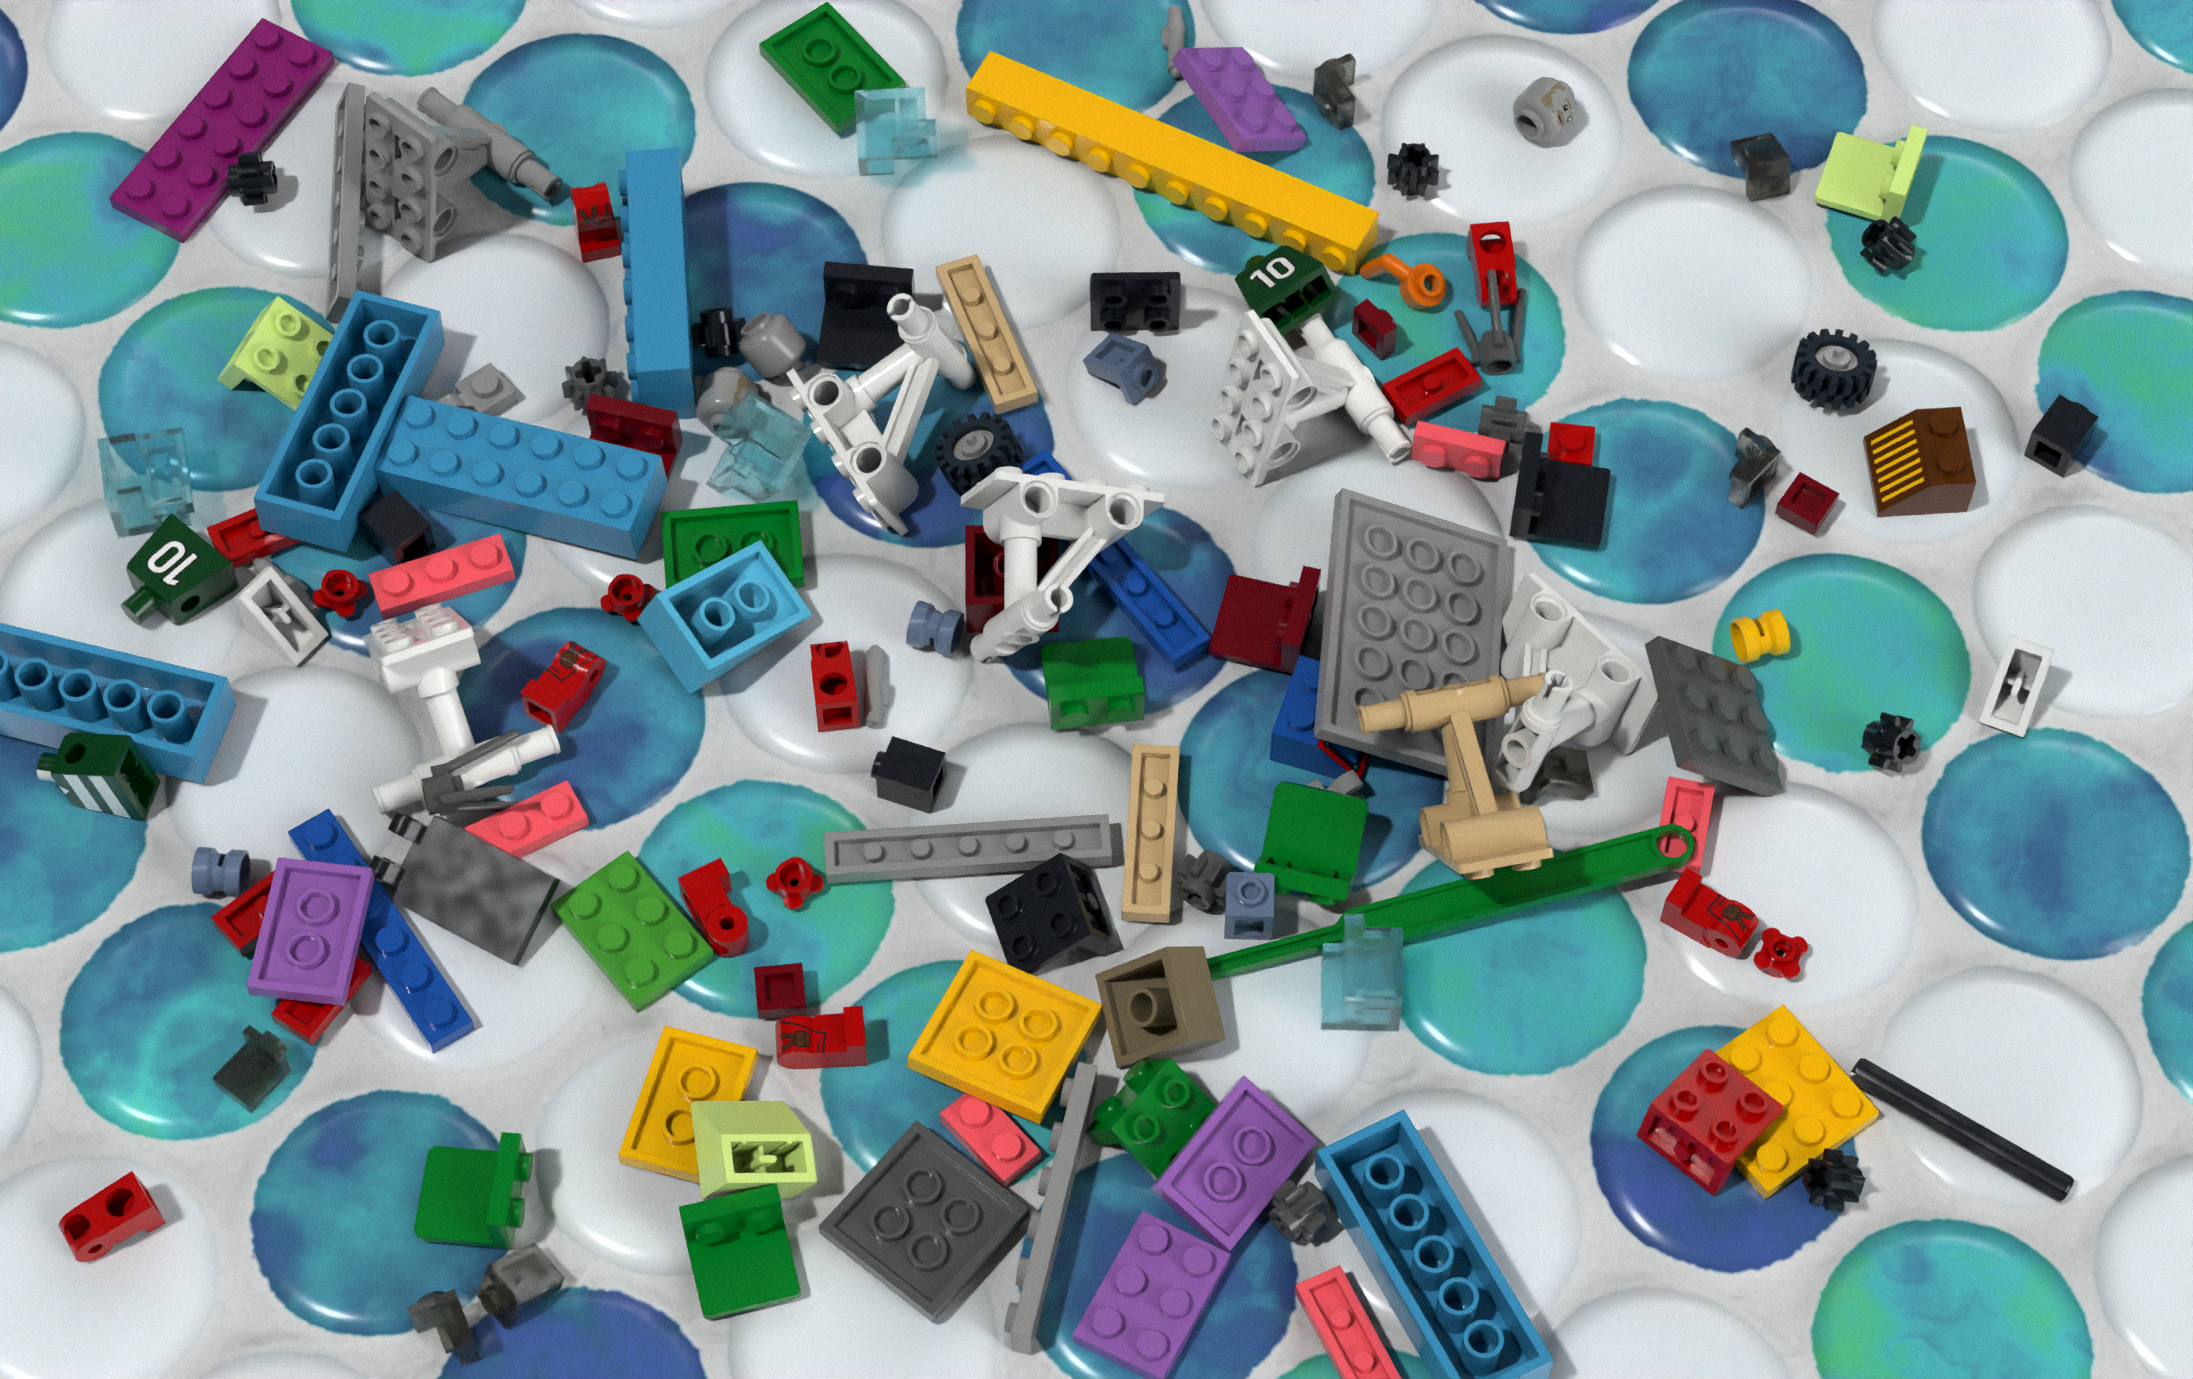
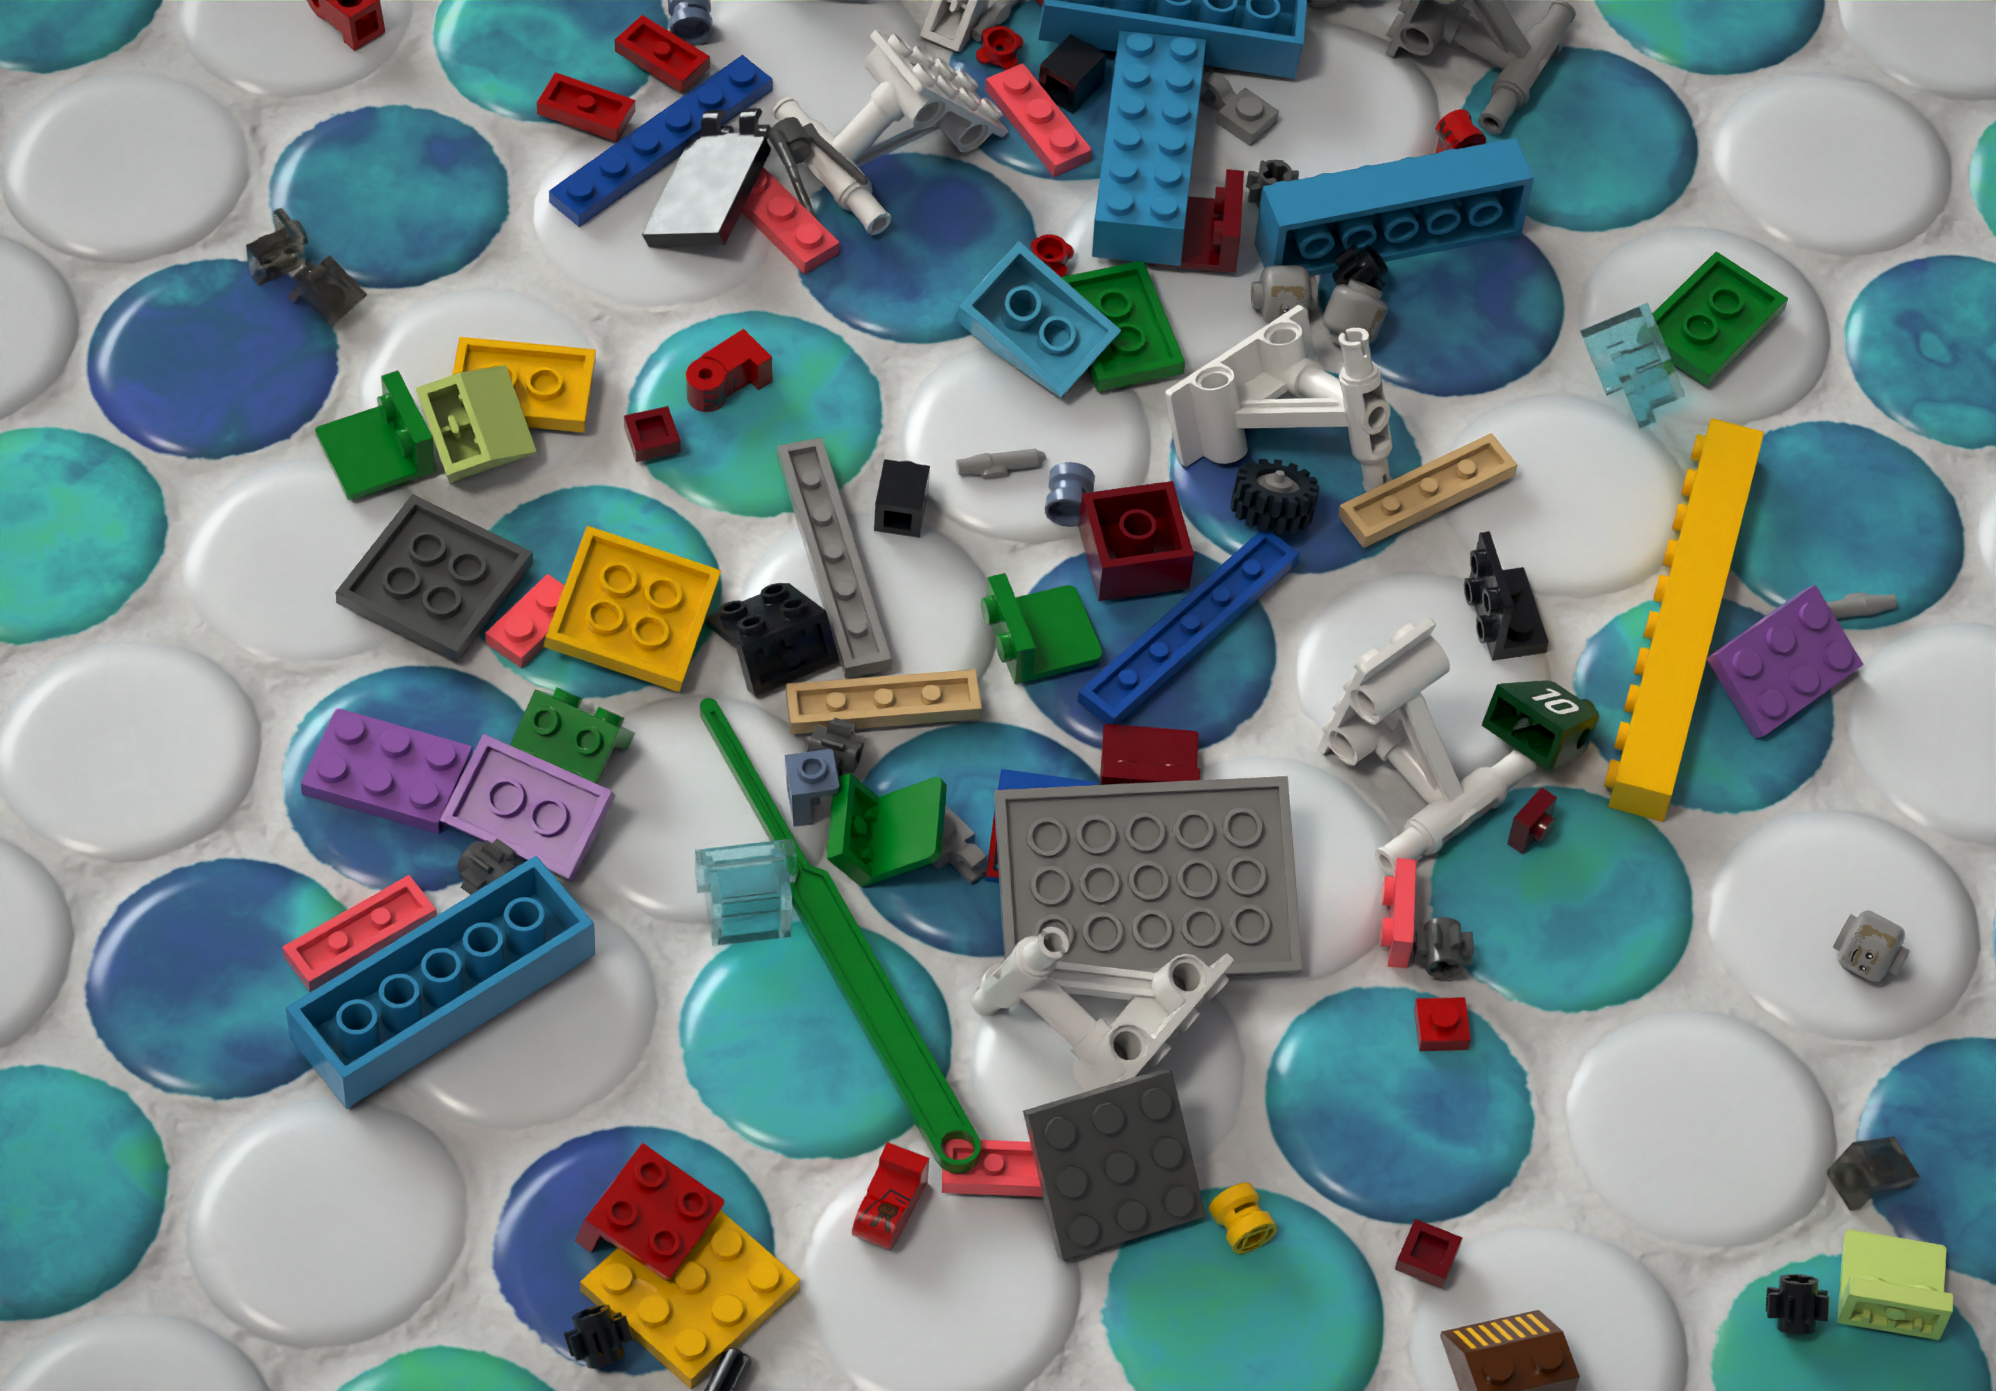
camera: 75 degrees right, 5 degrees down
(254, 1069) = (504, 77): clear smoke bracket -> none
(311, 931) = (633, 76): medium lavender plate -> none
(474, 1194) = (406, 246): green bracket -> none
(563, 686) = (937, 222): red leg -> none
(632, 931) = (694, 316): bright green plate -> none
(760, 450) = (1221, 311): clear light blue plate -> none
(789, 870) = (770, 420): red plate -> none
(822, 1040) = (606, 474): red leg -> none
(834, 687) = (987, 423): red leg -> none
(855, 315) = (1423, 388): black bracket -> none
(1017, 516) = (1183, 529): white plate -> none
(1046, 1226) = (459, 672): light grey plate -> none
(1126, 364) = (1422, 600): sand blue bracket -> none
(1160, 1005) = (686, 728): dark tan slope -> none
(1332, 90) = (1834, 743): clear smoke bracket -> none
(1410, 278) = (1606, 841): orange plate -> none
(1413, 169) = (1751, 833): black gear -> none
(1431, 386) = (1478, 882): red plate -> none
(1474, 826) = (931, 946): tan plate -> none
(1494, 255) = (1649, 919): red leg -> none
(1496, 351) = (1543, 935): dark grey plant -> none
(1558, 499) = (1368, 1005): black bracket -> none
(1562, 774) = (1029, 1045): clear smoke bracket -> none
(1754, 469) = (1453, 1197): clear smoke bracket -> none
(1779, 966) = (856, 1286): red plate -> none
(1833, 369) = (1609, 1261): black wheel -> none
(1891, 742) = (1136, 1353): black gear -> none

